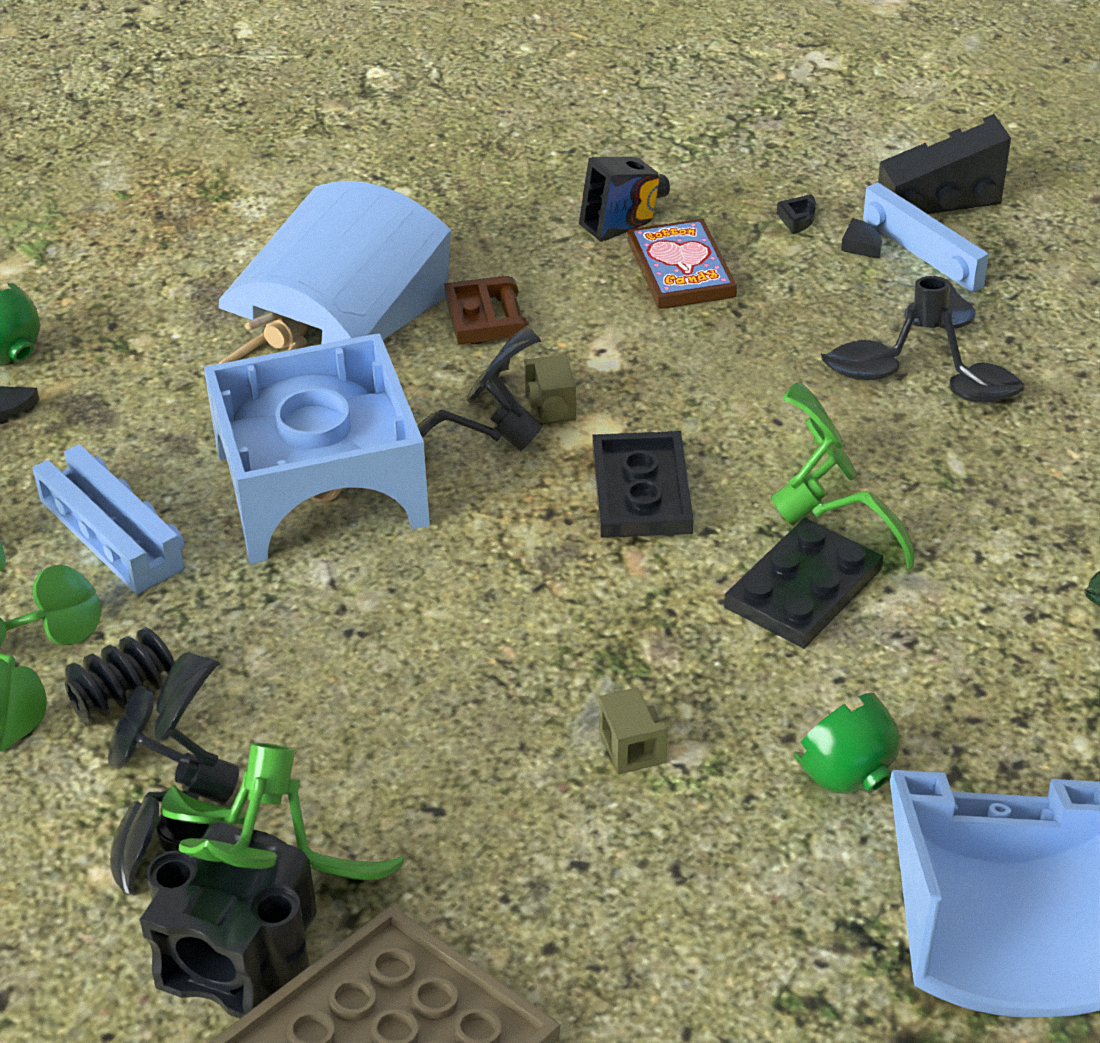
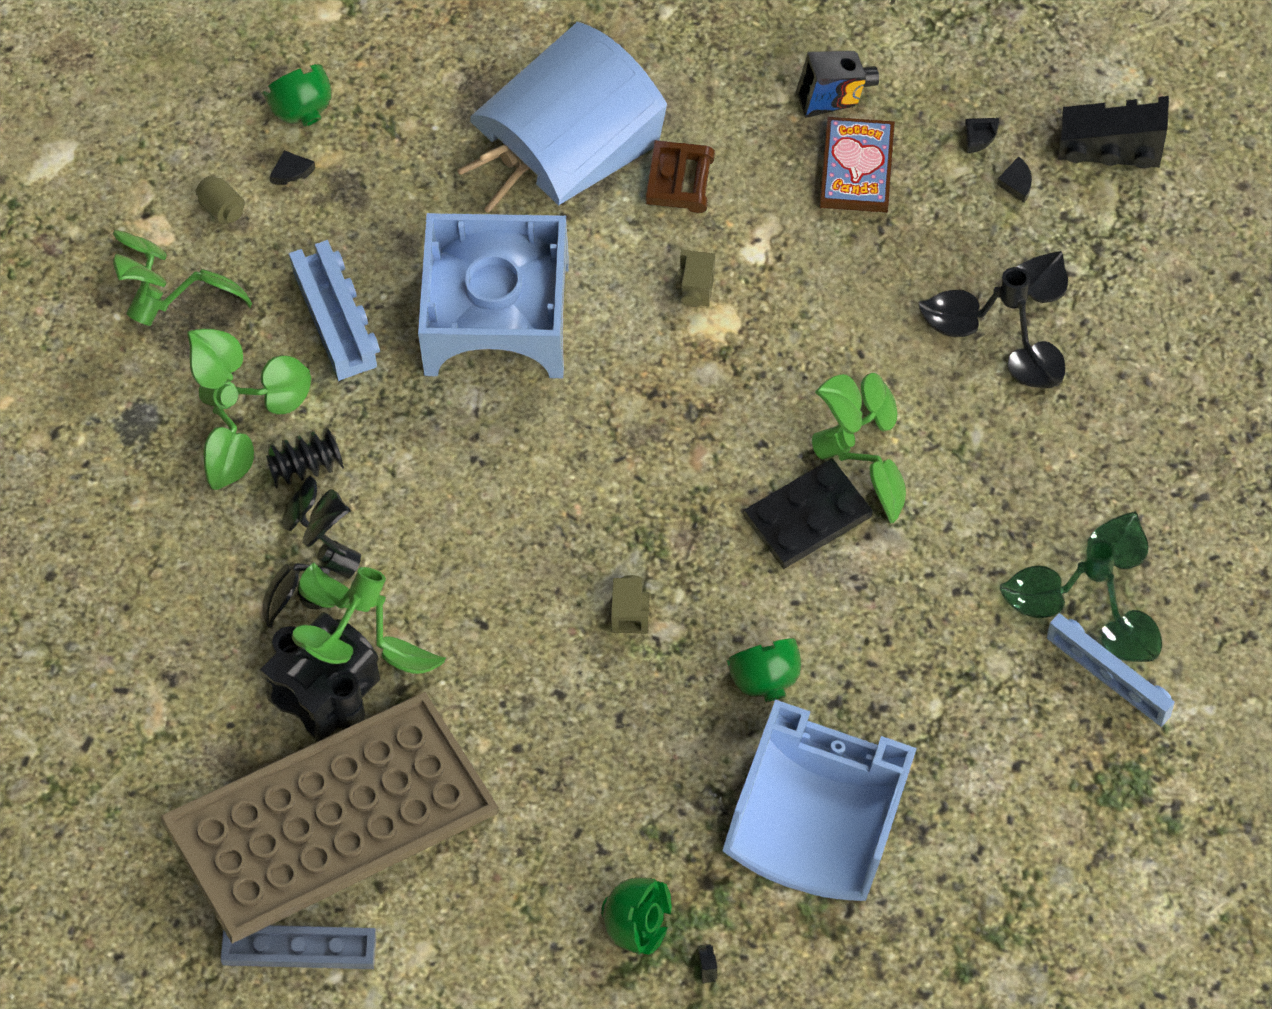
camera: 20 degrees right, 20 degrees up
(510, 417) = (651, 303): black plant -> none
(642, 484) = (727, 390): black plate -> none
(925, 237) = (1080, 232): light blue plate -> none

